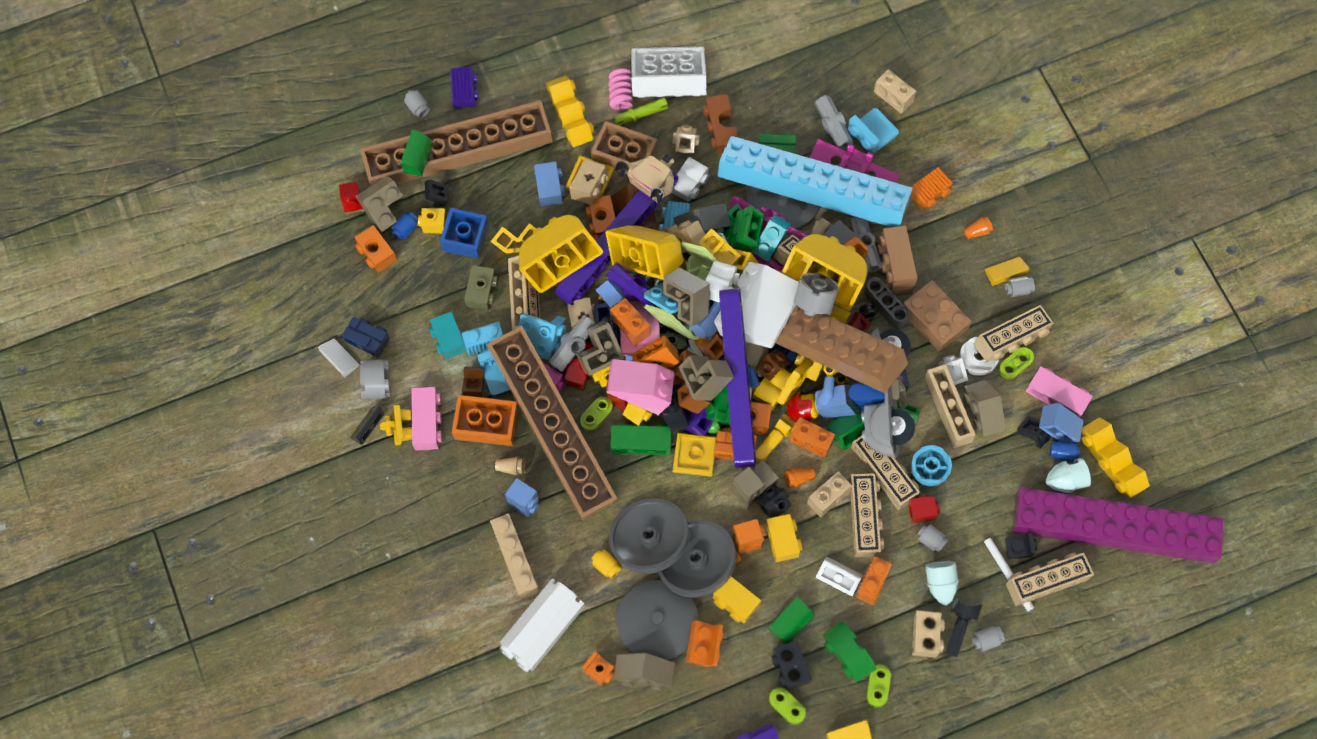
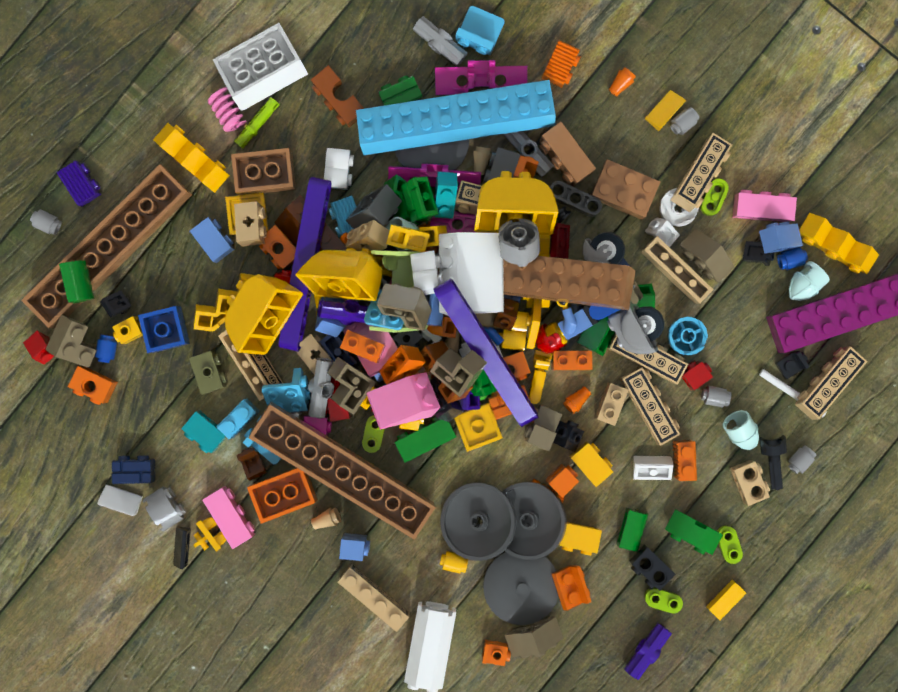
camera: 30 degrees left, 20 degrees up
(650, 175) = (307, 199): tan torso -> none
(685, 145) = (314, 131): tan brick -> none

